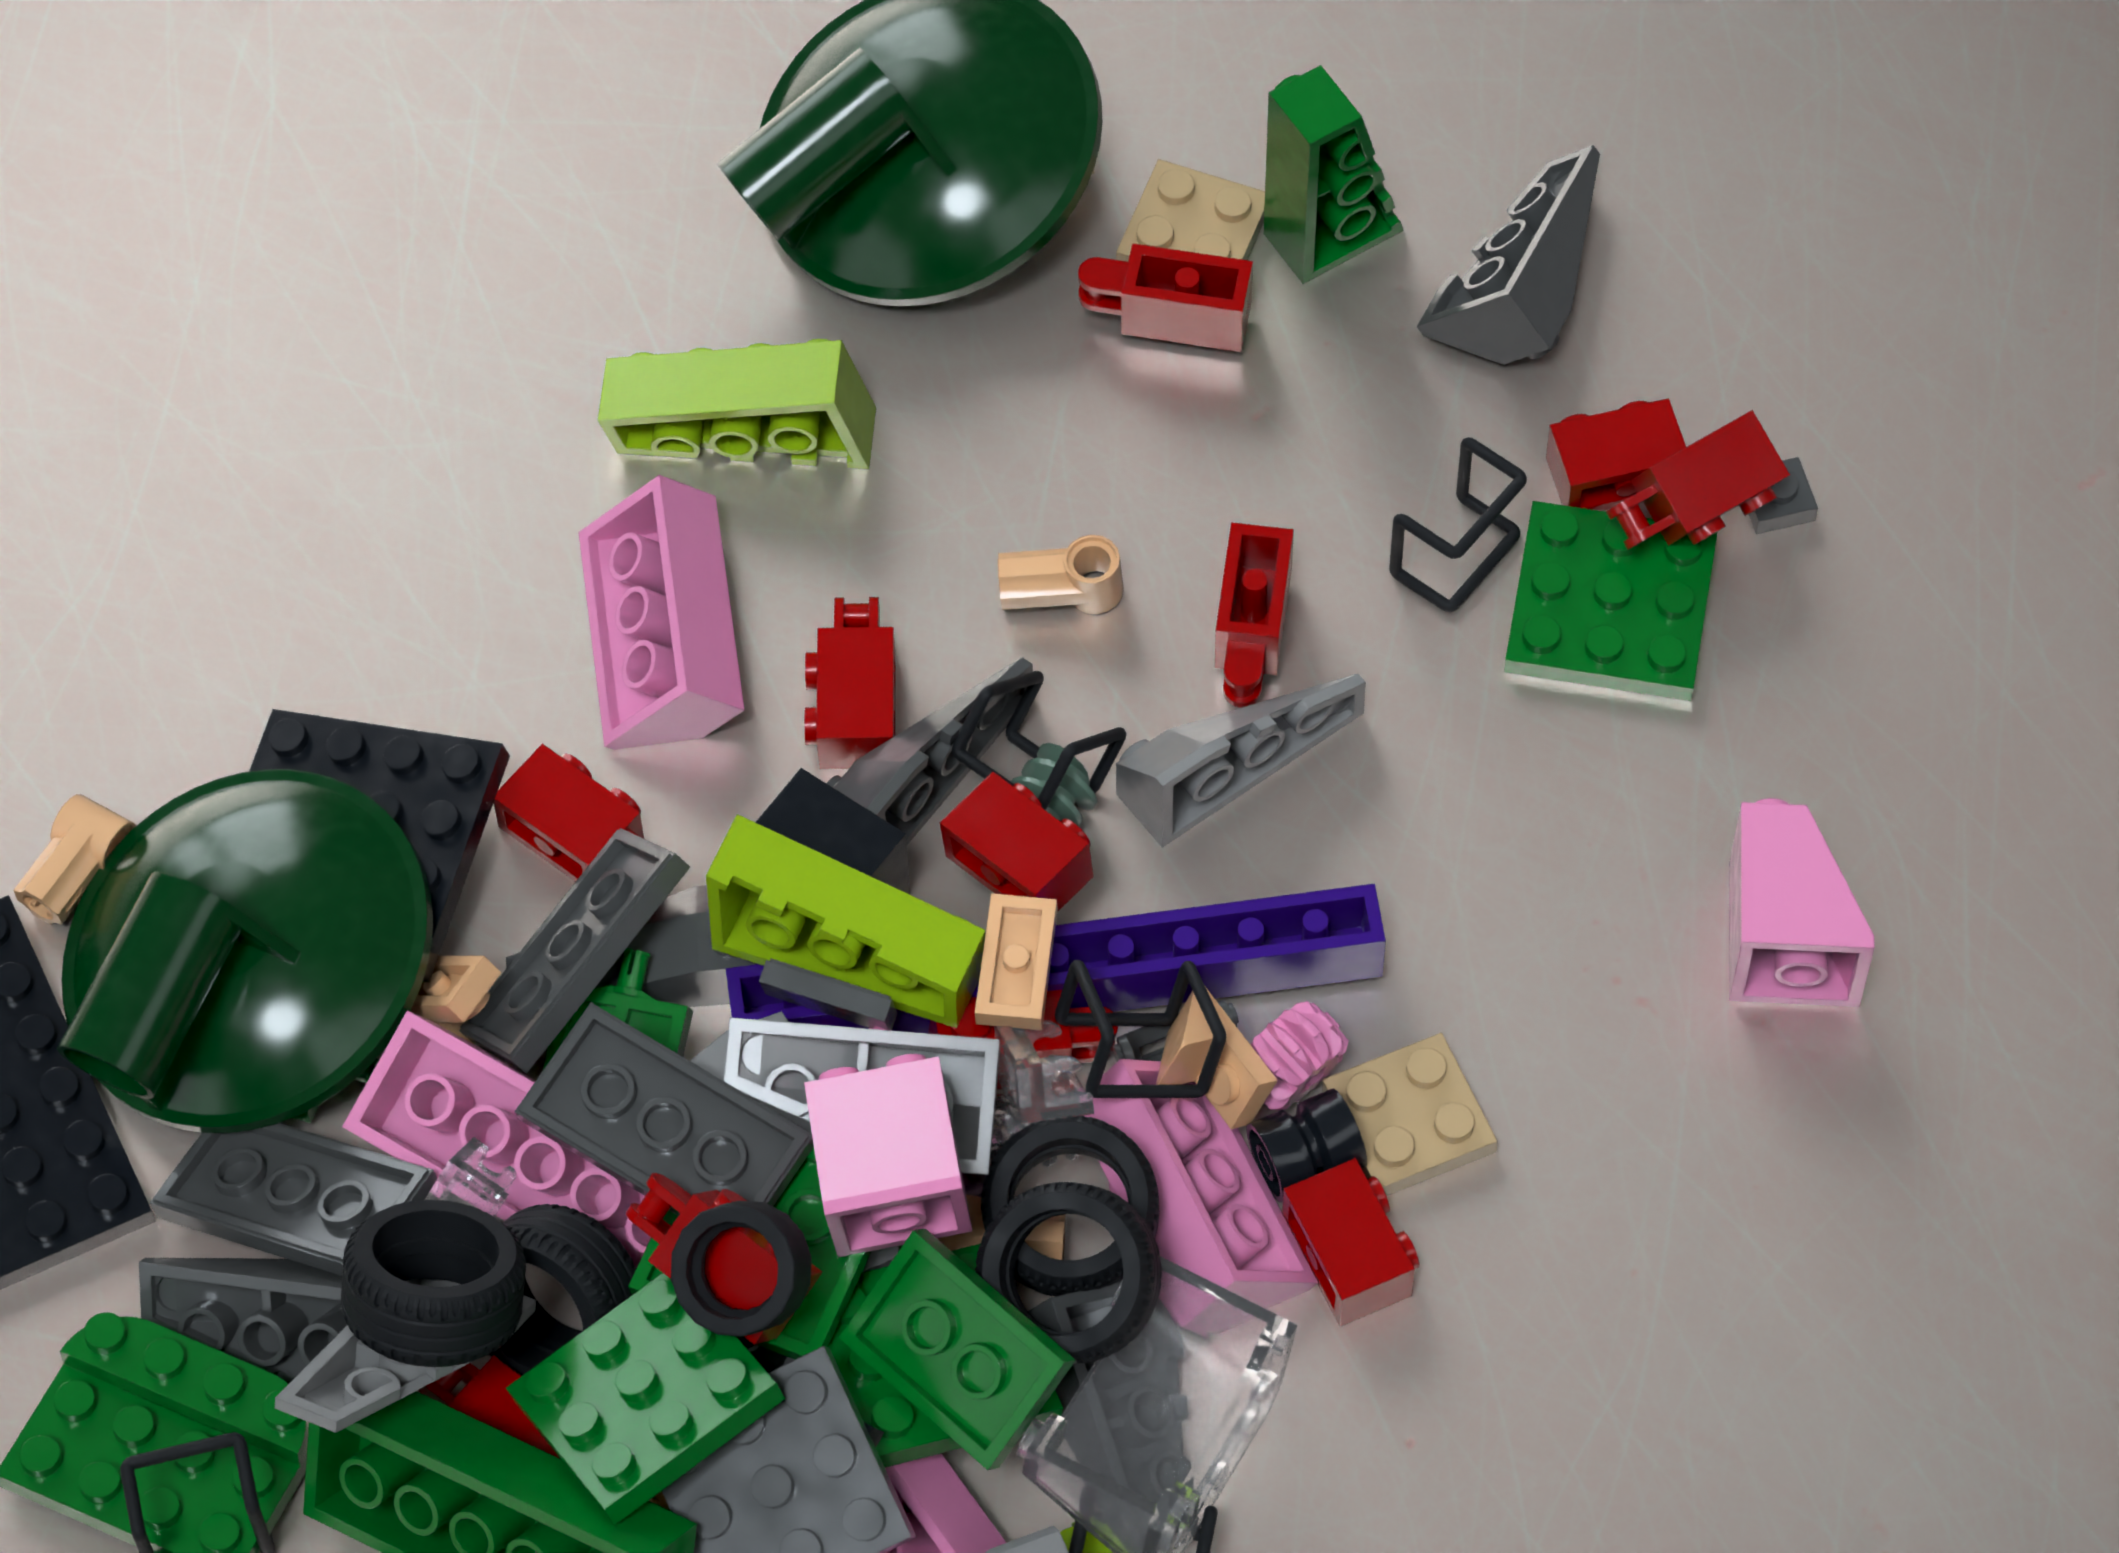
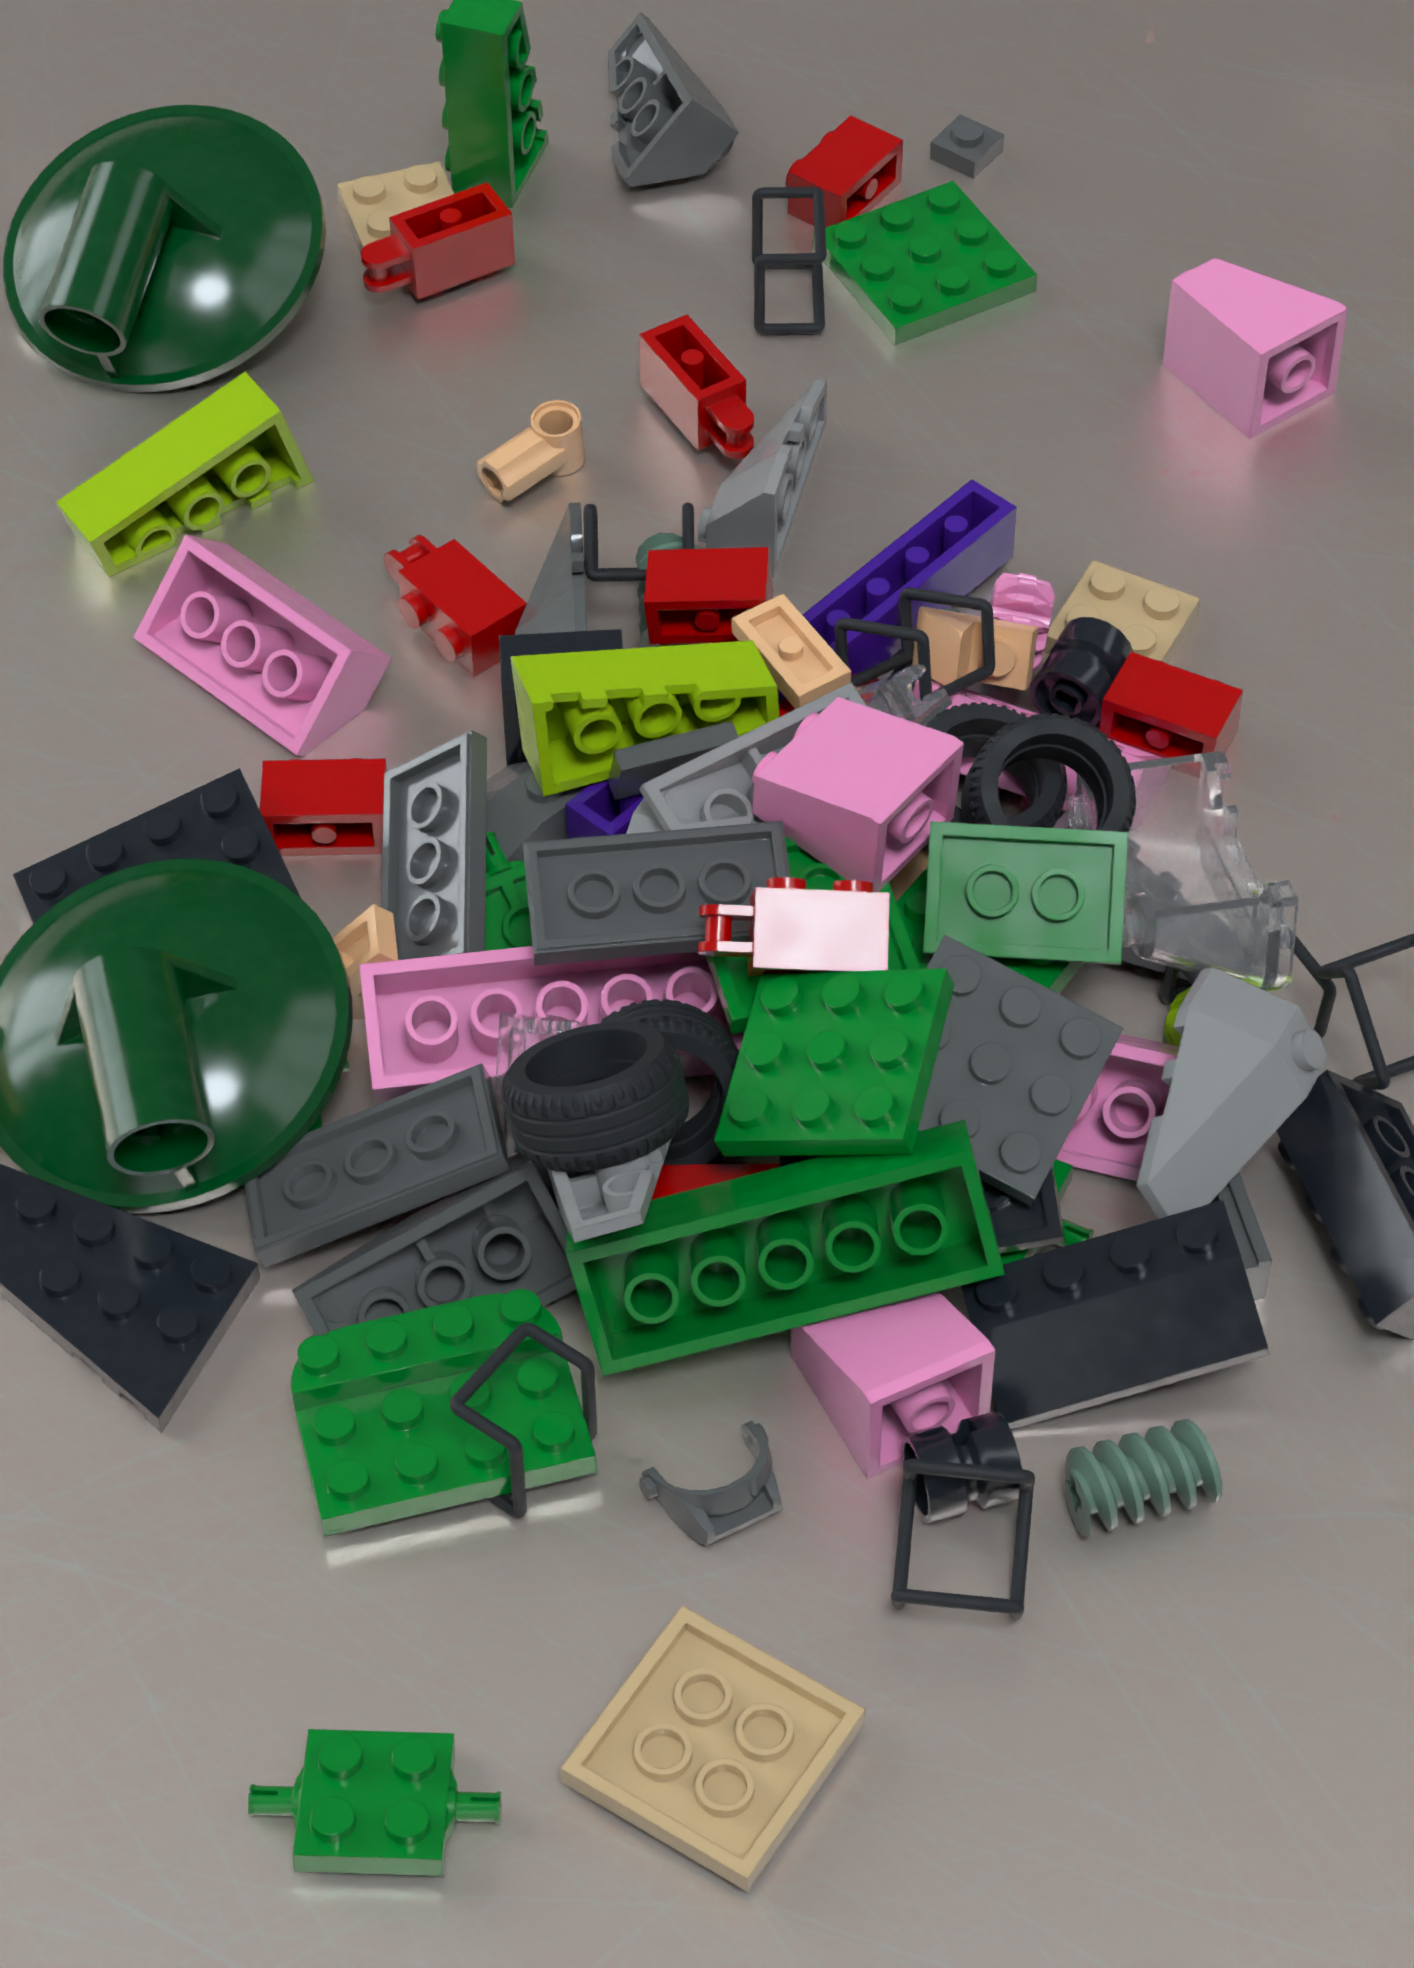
camera: 40 degrees left, 10 degrees down
(694, 1289) = (878, 867): black tyre -> none
(1702, 483) = (933, 139): red brick -> none

